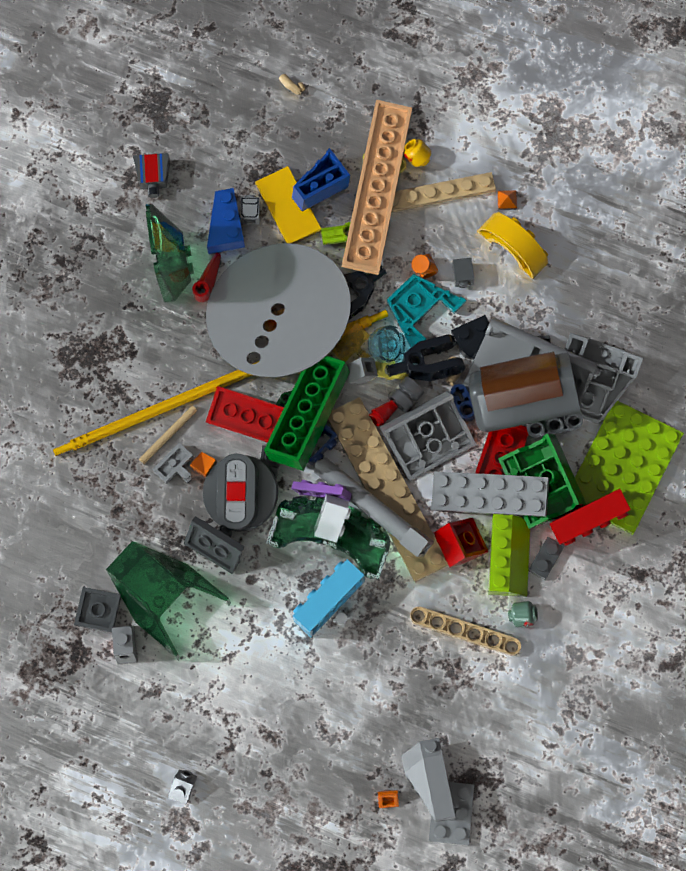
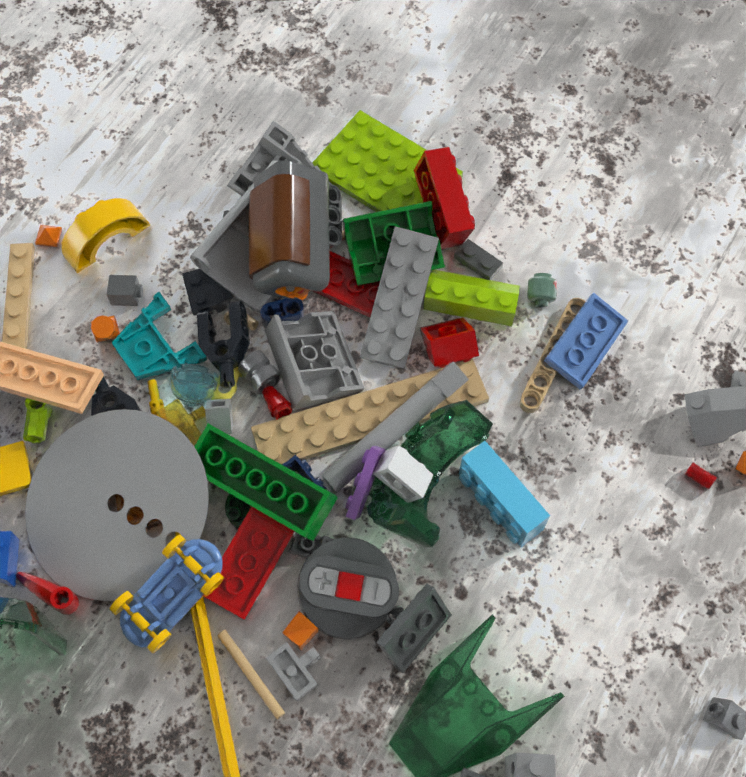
camera: 85 degrees left, 10 degrees down
(226, 371) = (165, 598): none -> medium blue piece
(373, 758) = (700, 476): none -> red piece
(480, 656) = (586, 341): none -> medium blue tile

